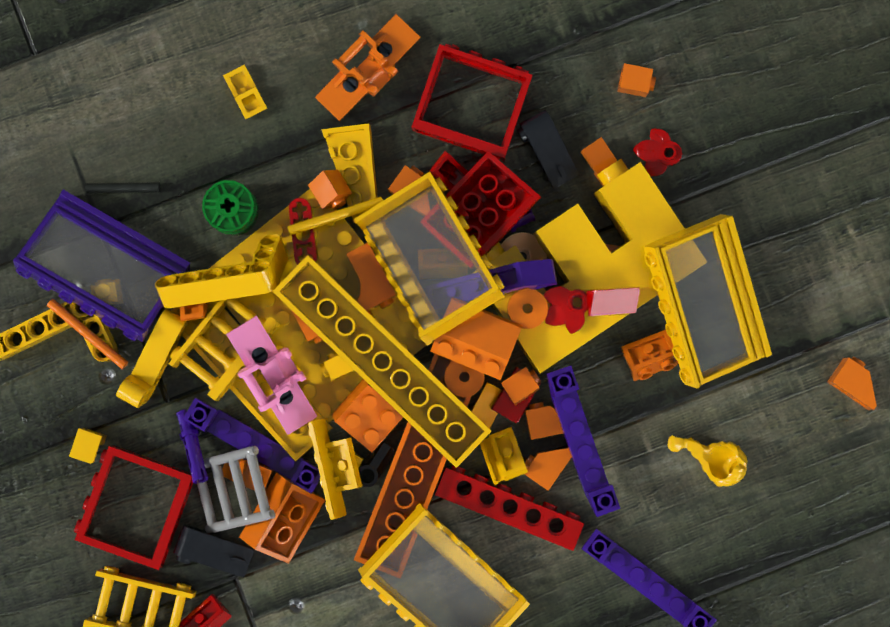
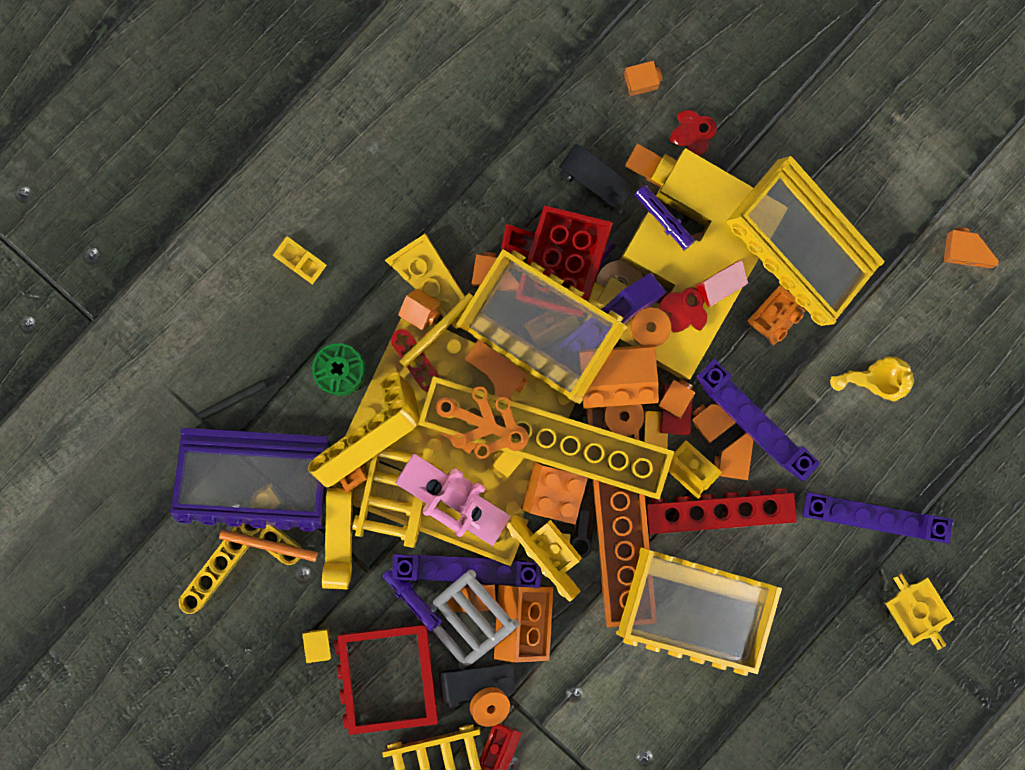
camera: 30 degrees left, 0 degrees up
(213, 569) = (486, 698): none -> orange piece
(332, 322) = (487, 424): none -> orange plant
(373, 73) = (406, 186): orange piece -> none
(474, 60) = (511, 128): red window -> none
(589, 215) = (664, 217): none -> dark purple pin

